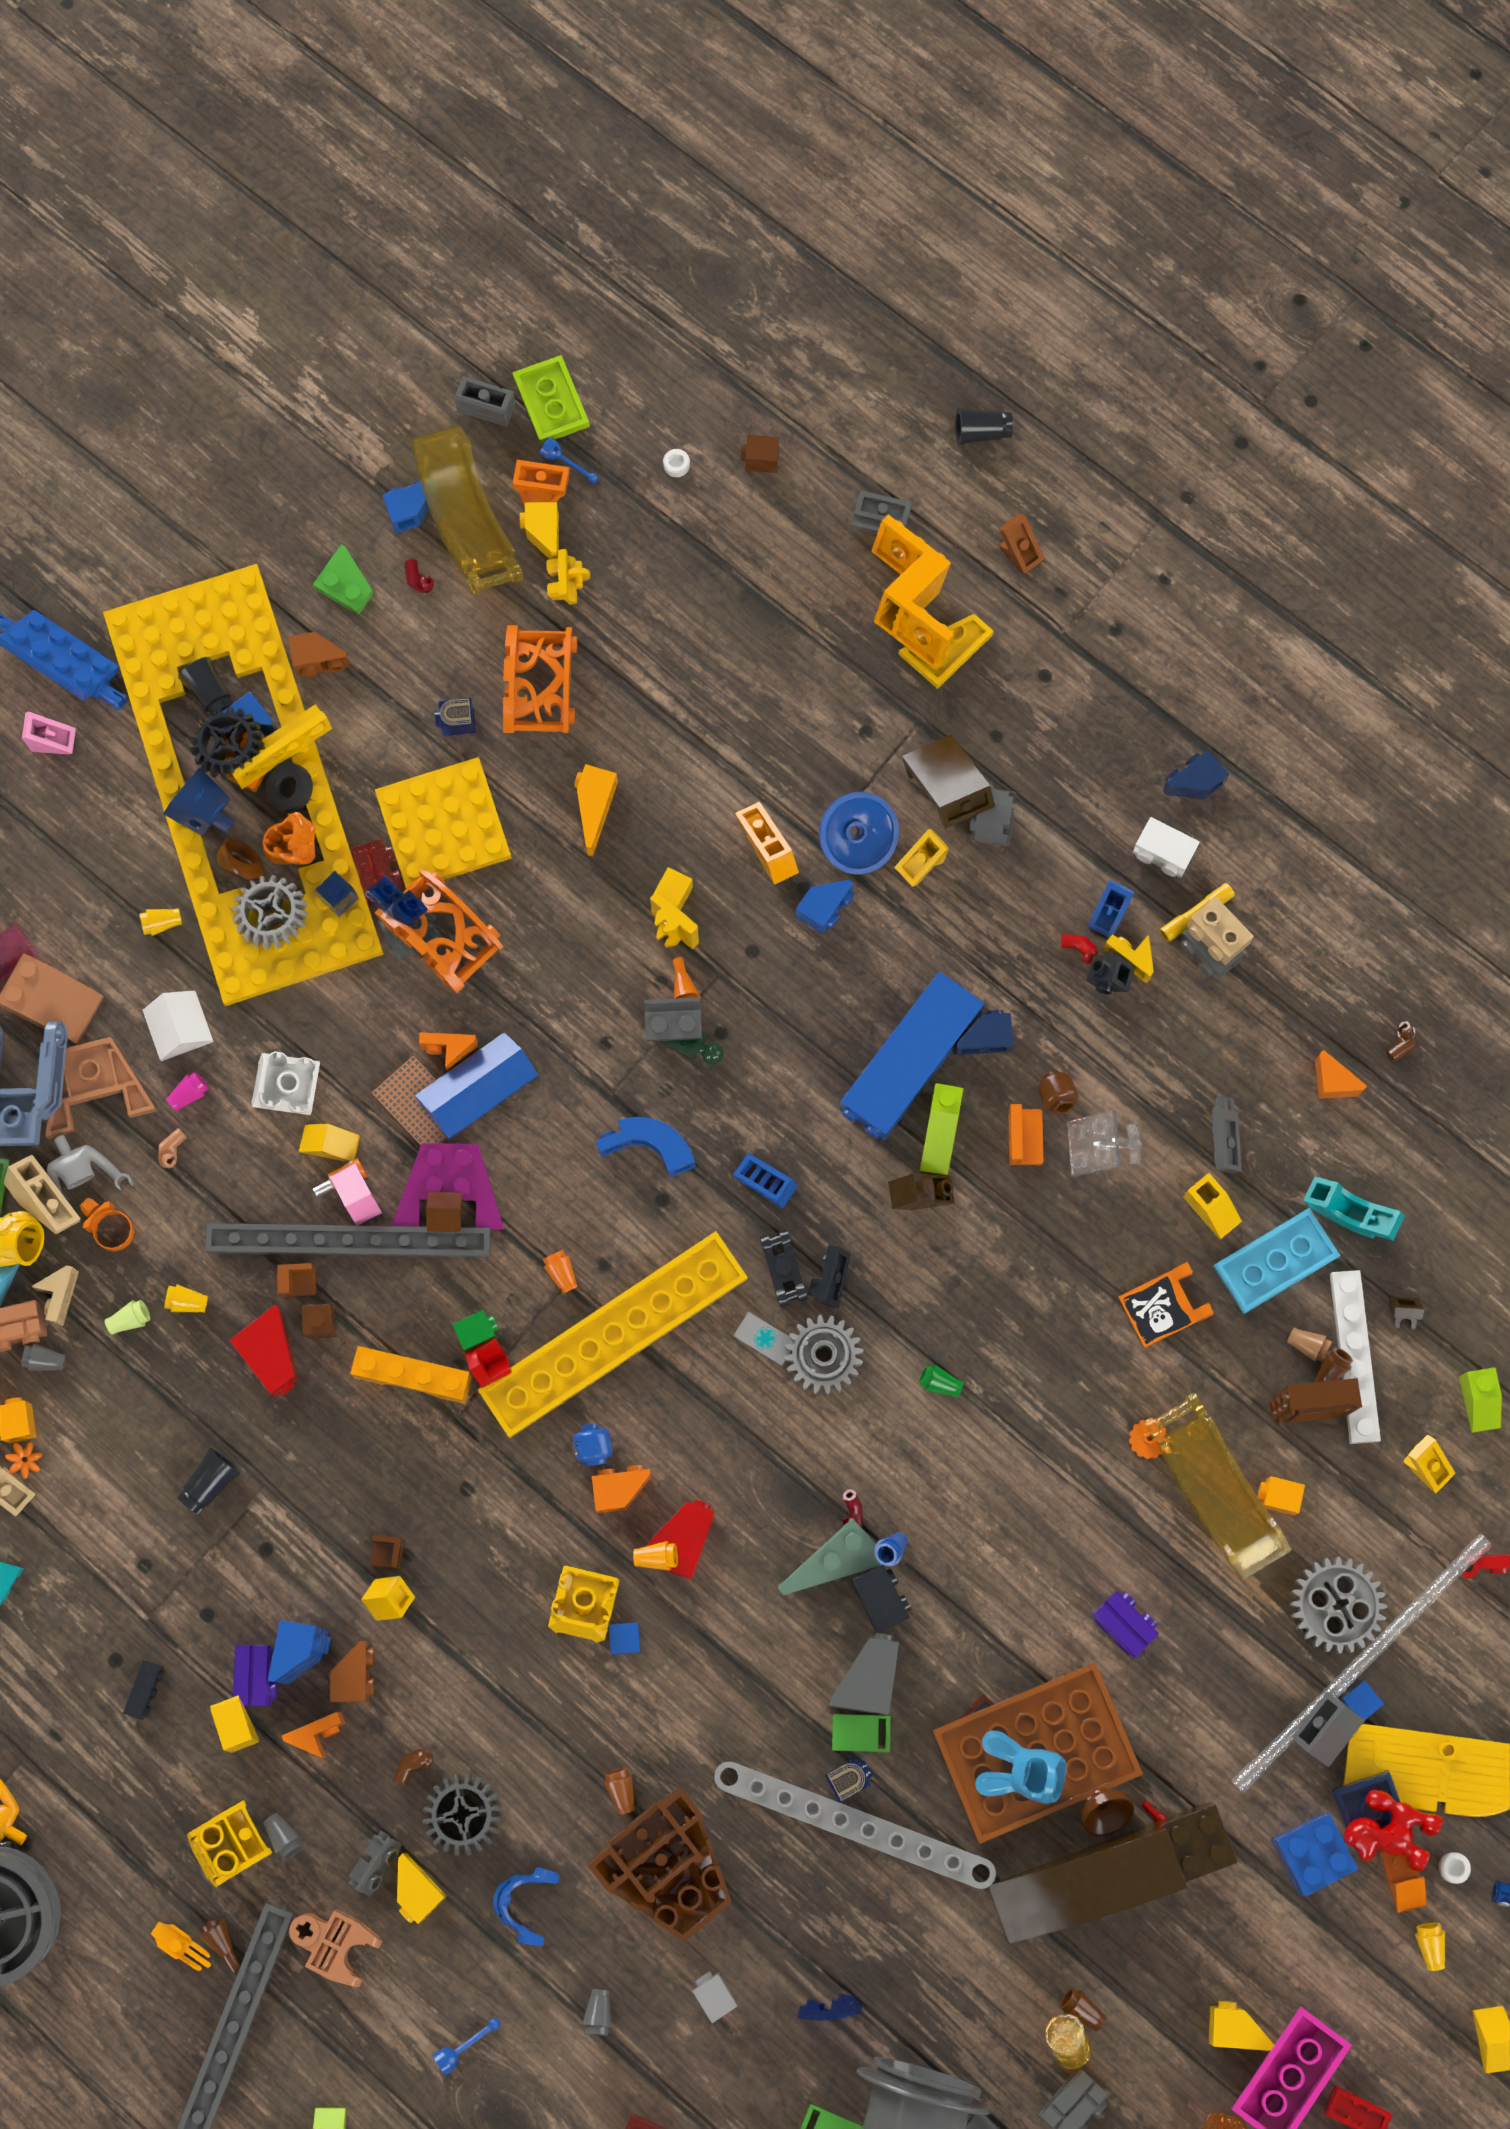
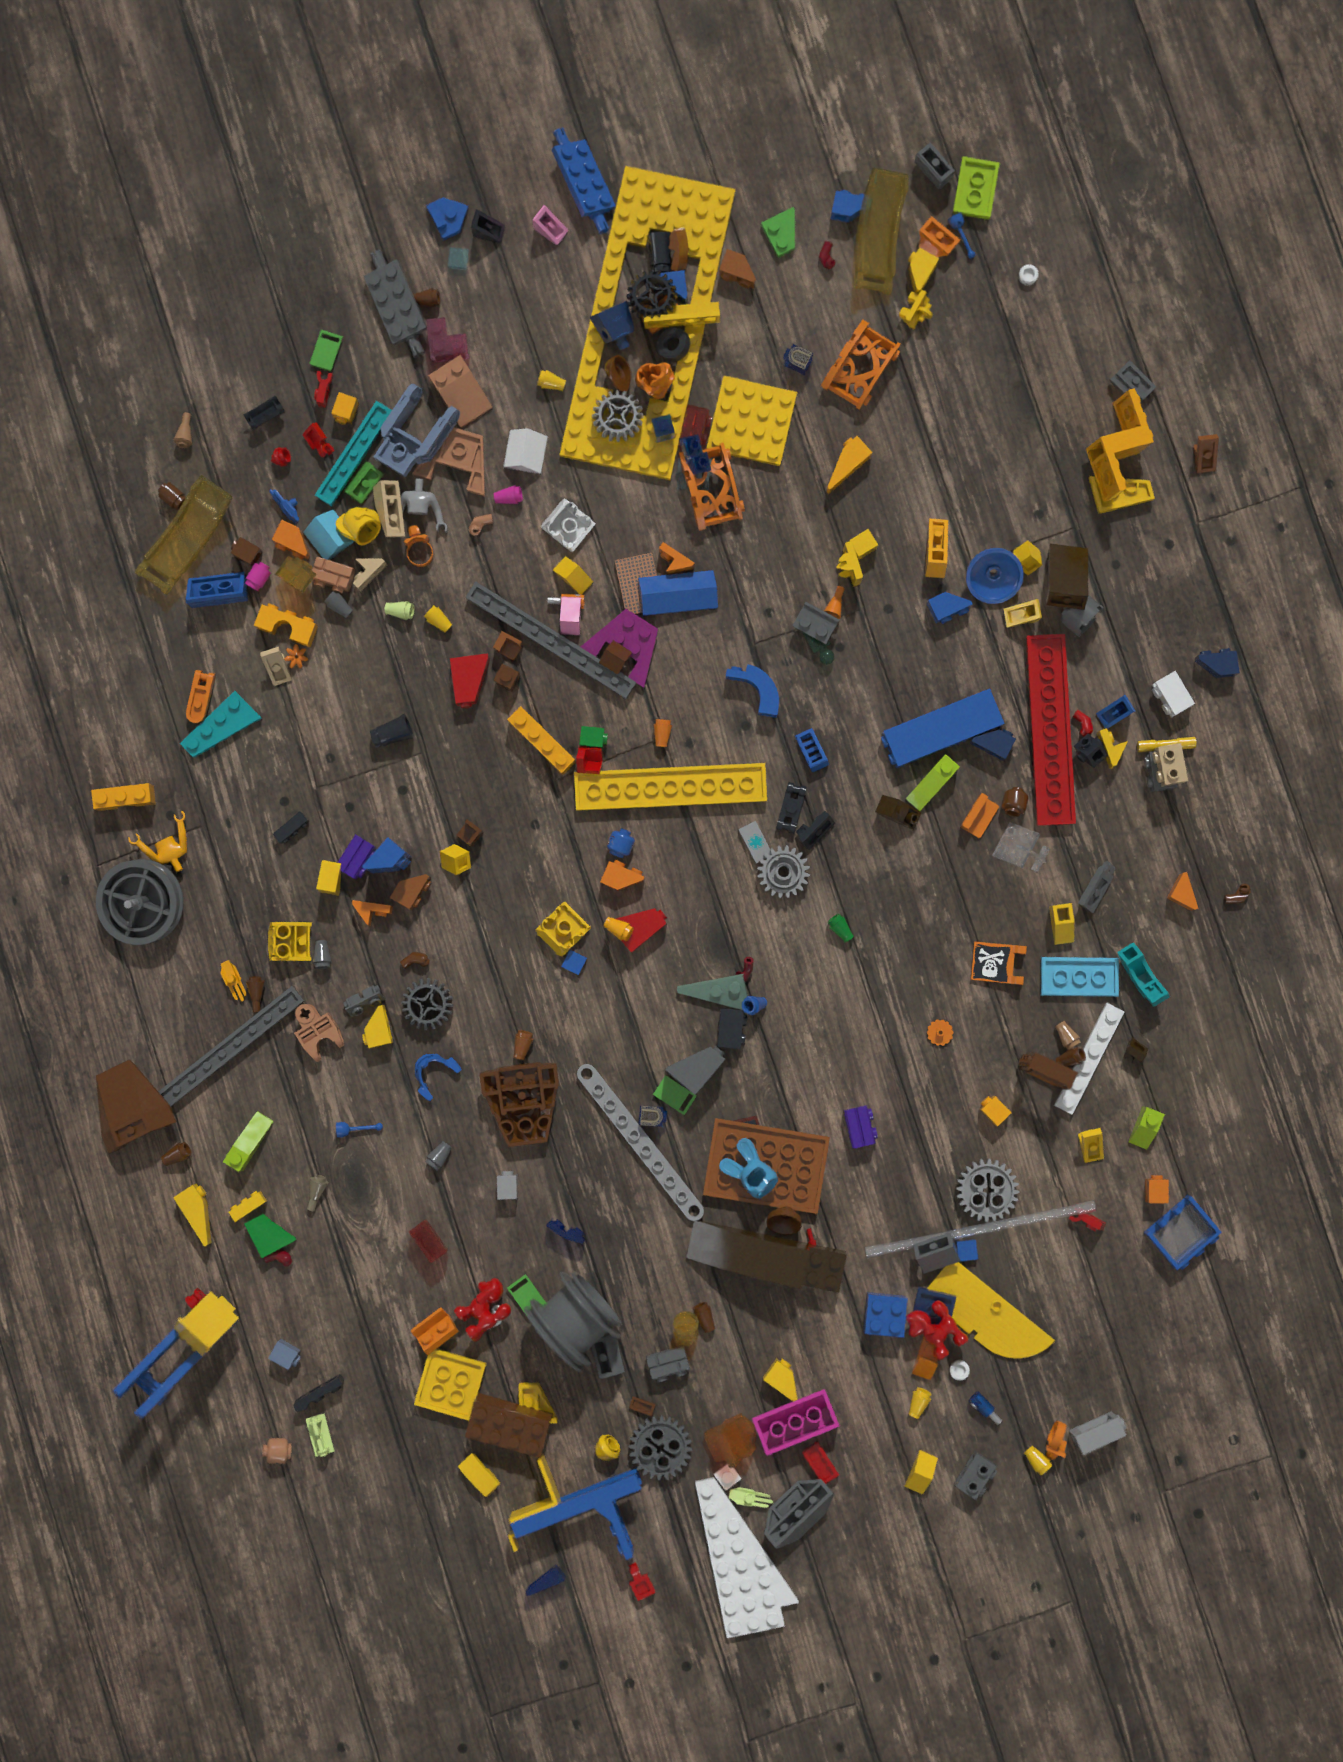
camera: 35 degrees right, 10 degrees up
(224, 662) = (679, 244): none -> dark orange slope
(760, 453) = (1083, 300): reddish brown brick -> none
(886, 786) = (1029, 557): none -> yellow panel
(982, 425) = (1231, 363): black plant -> none
(1046, 979) = (1050, 729): none -> red plate
(1218, 1489) = (960, 1084): clear yellow windscreen -> none

